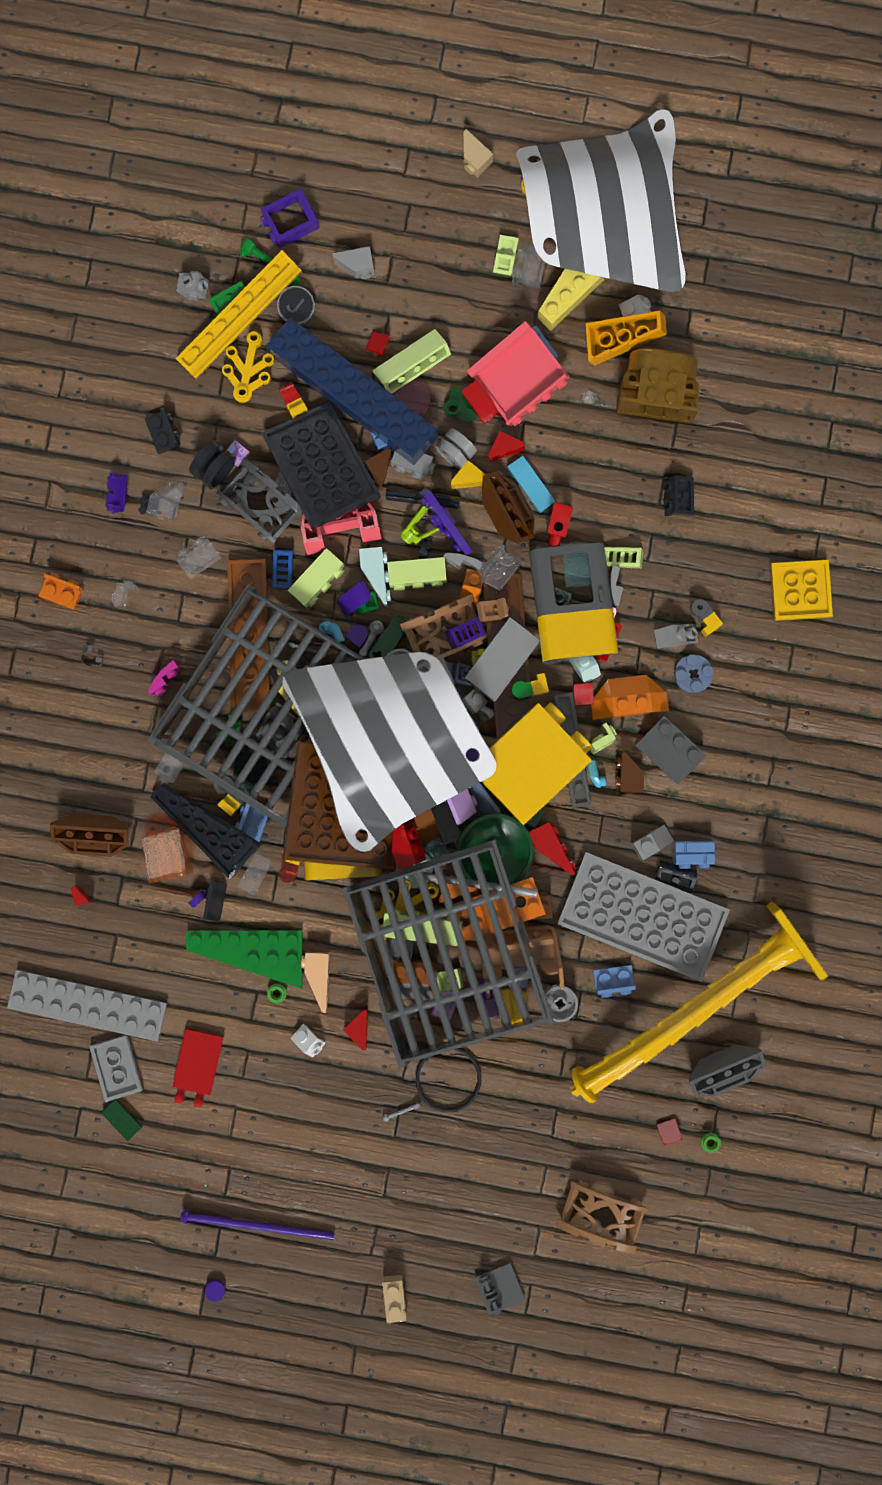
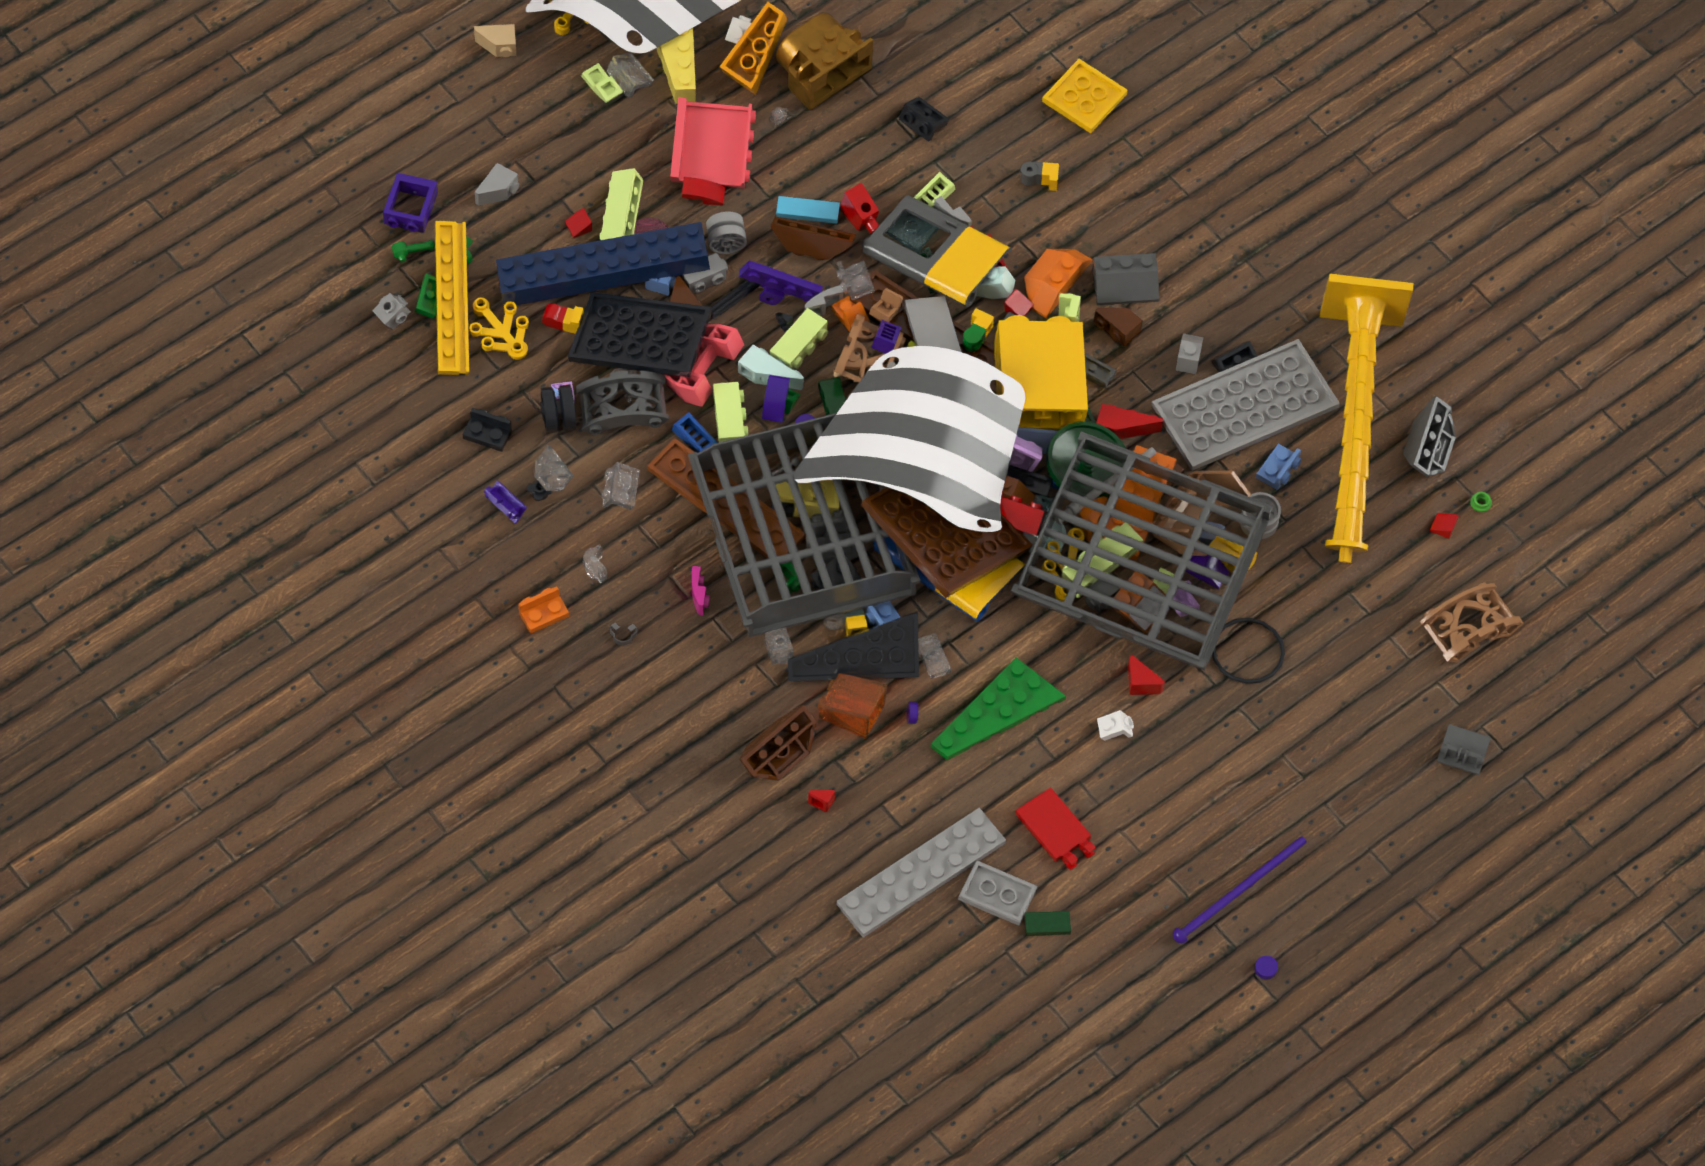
camera: 55 degrees left, 25 degrees down
(215, 901) = (925, 703): black slope -> none
(270, 993) = (1051, 713): bright green plate -> none
(289, 871) = (951, 619): clear red leg -> none
(296, 303) = (483, 253): black tile -> none
(317, 973) = (1068, 674): light nougat slope -> none
(376, 629) = (814, 407): light grey piece -> none
(386, 1117) = (1237, 721): light grey hinge -> none
(394, 1298) = (1399, 829): tan brick -> none
(411, 532) = (761, 320): lime plant -> none
(464, 410) = (693, 207): dark green plate -> none
(467, 477) = (758, 243): yellow slope -> none
(504, 447) = (758, 200): red slope -> none
(593, 774) = (1099, 350): medium azure arm -> none
(676, 636) = (1035, 205): light grey slope -> none
(682, 674) = (1082, 209): sand blue plate -> none
(693, 852) = (1227, 328): medium blue brick -> none

